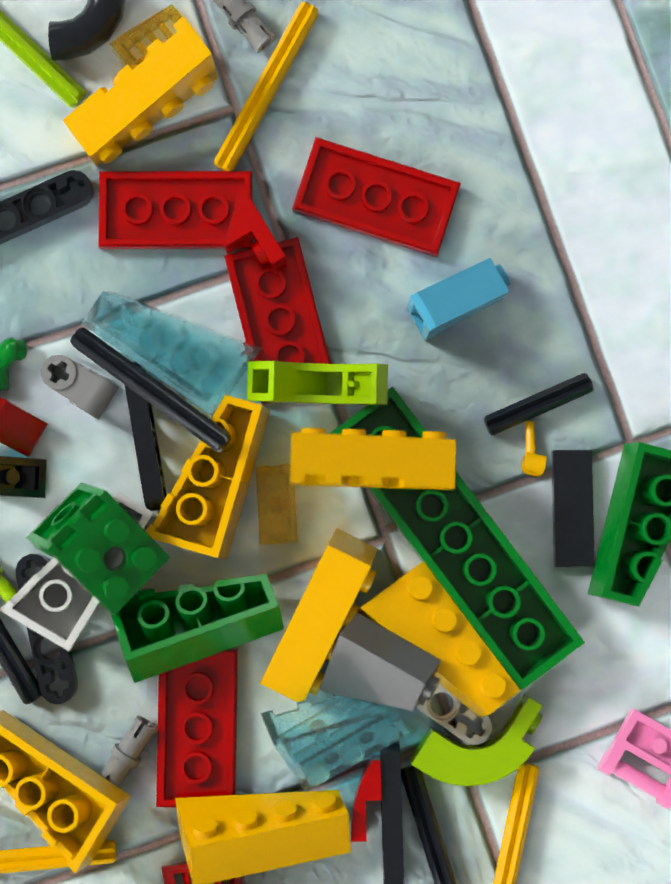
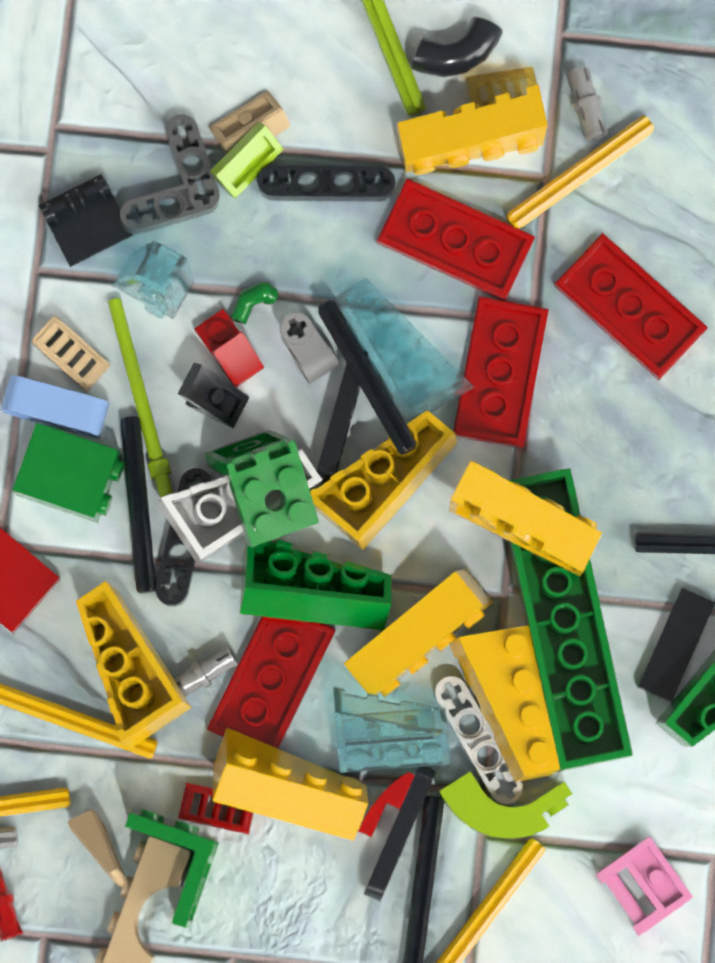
camera: 25 degrees right, 5 degrees down
(249, 225) = (512, 279): red slope -> none
(276, 505) = (425, 524): clear yellow hinge -> none
(317, 383) = (507, 436): lime arch -> none
(380, 667) = (450, 693): dark grey slope -> none
(457, 298) = (659, 421): medium azure slope -> none
(532, 463) = (659, 590): yellow hand -> none

